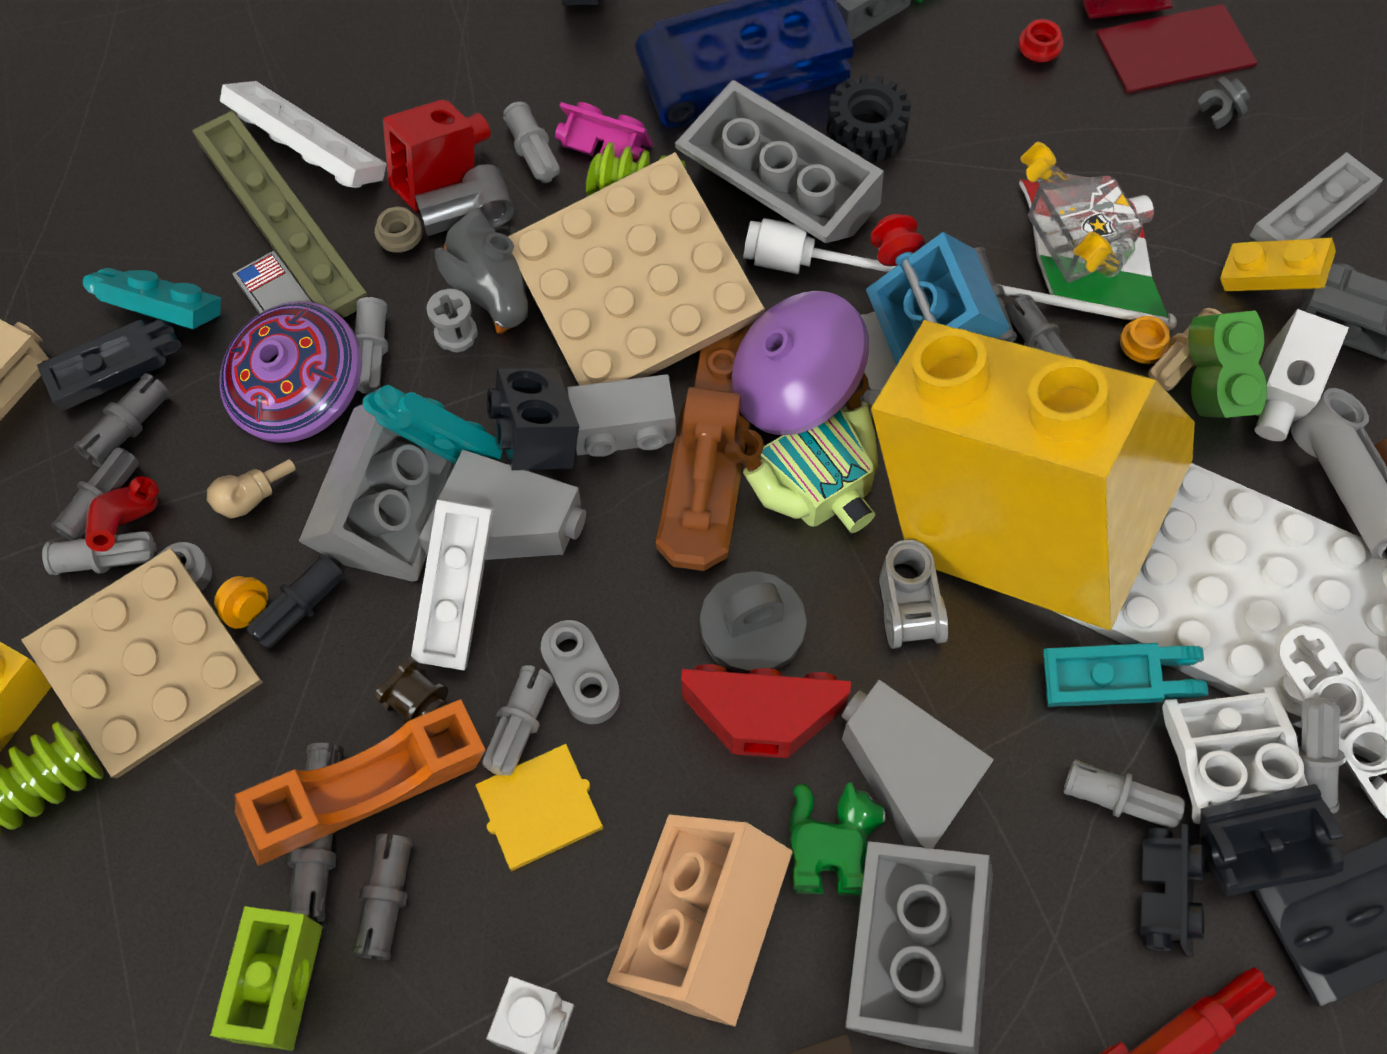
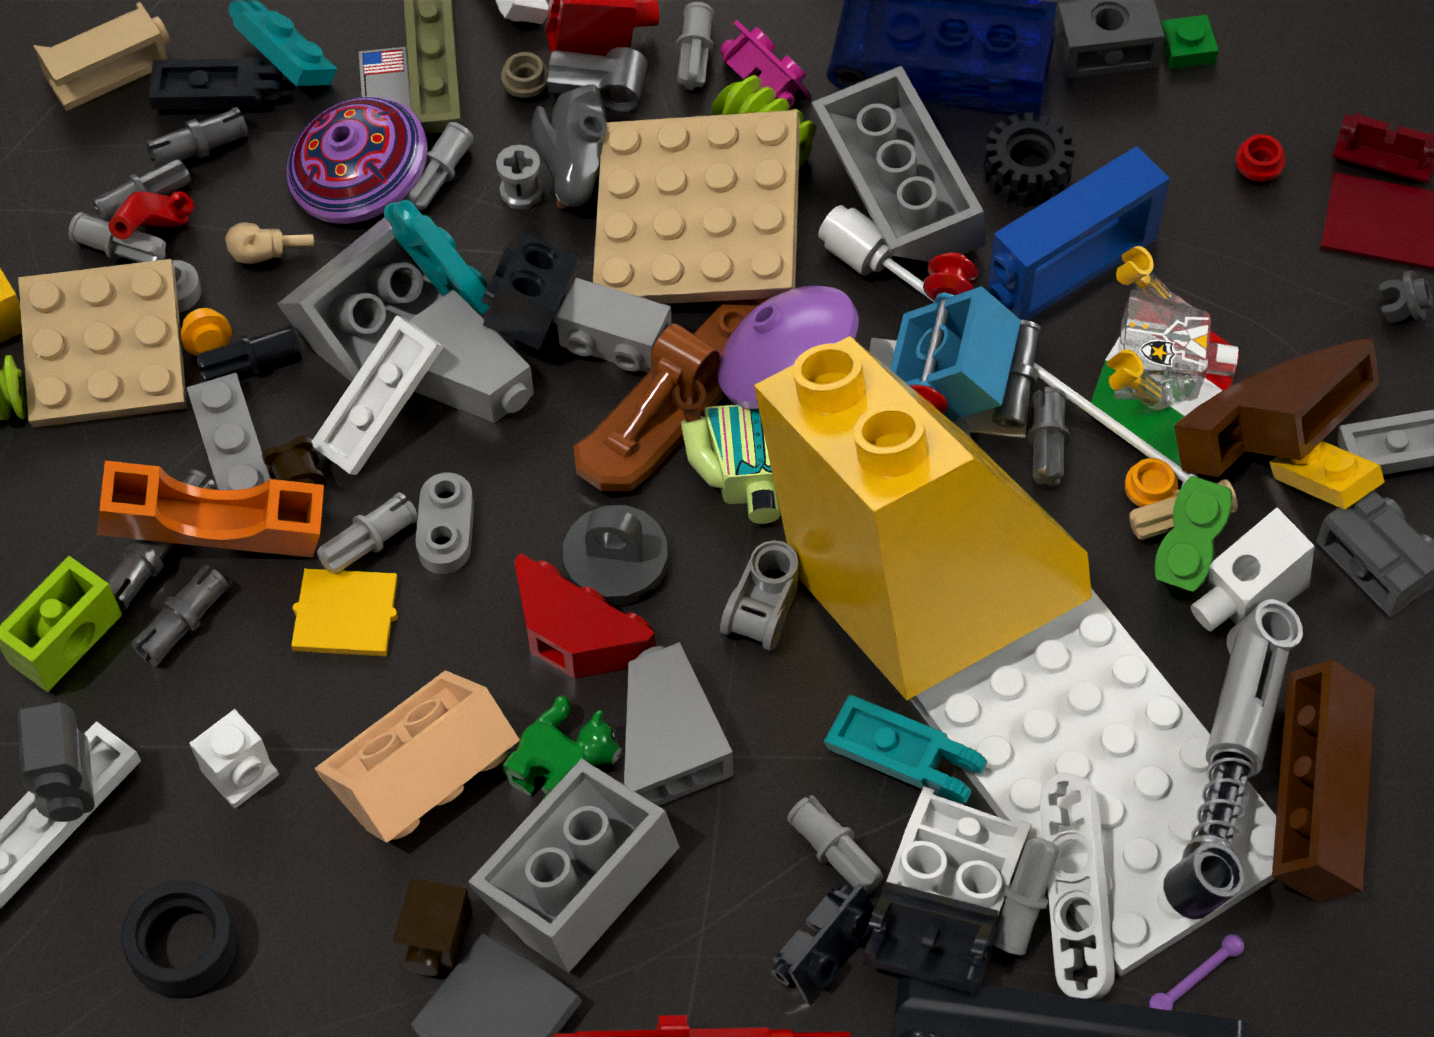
camera: 30 degrees right, 5 degrees down
(327, 693) = (228, 433): none -> light grey plate
(964, 152) = (1077, 234): none -> blue window
(1207, 233) = (1278, 409): none -> reddish brown slope

